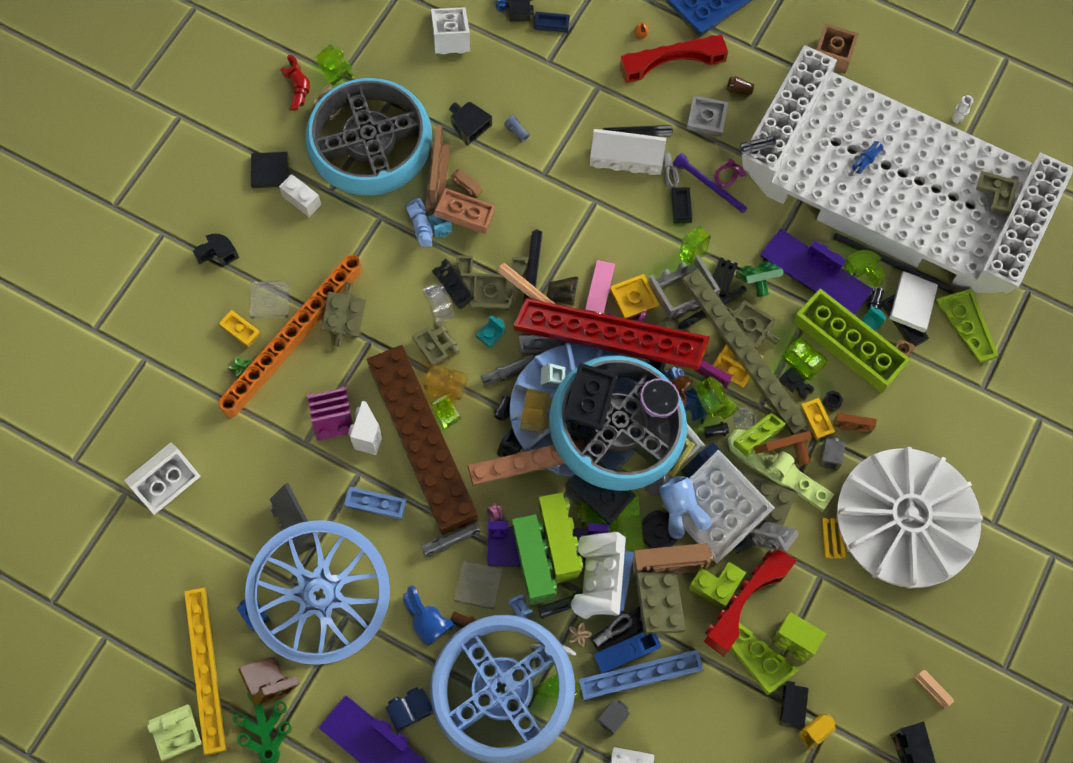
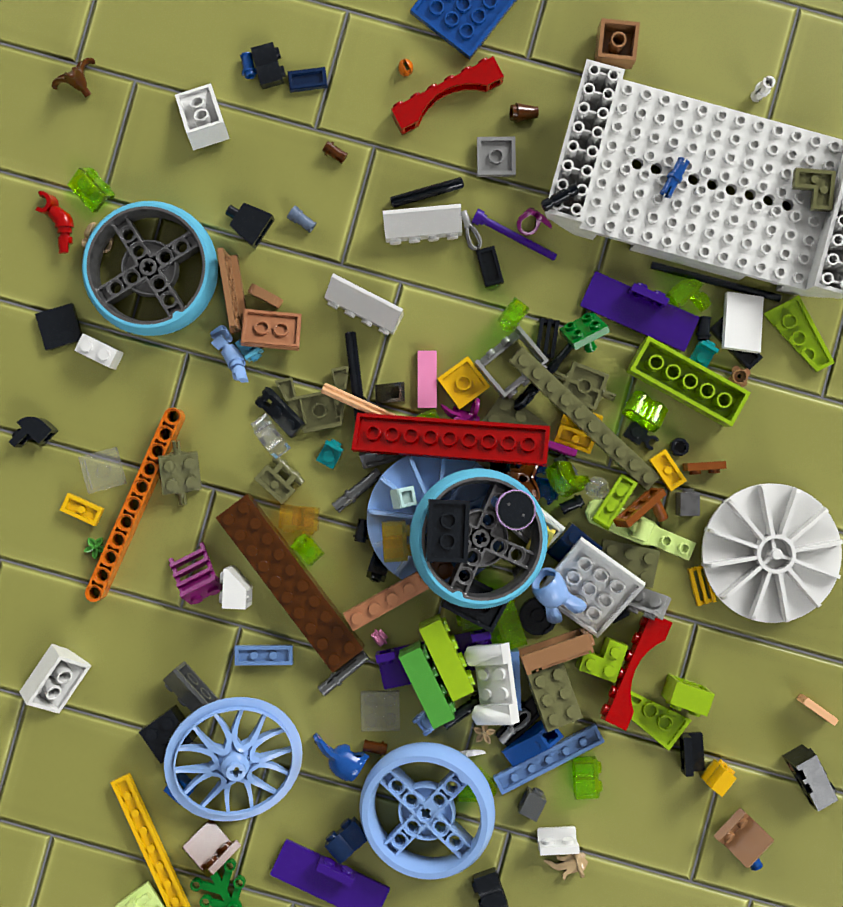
camera: 10 degrees left, 20 degrees up
(247, 549) = (160, 730): none -> black brick
(557, 207) = (363, 304): none -> white slope
(558, 79) = (335, 152): none -> reddish brown pin
(676, 703) = (586, 777): none -> clear neon green brick

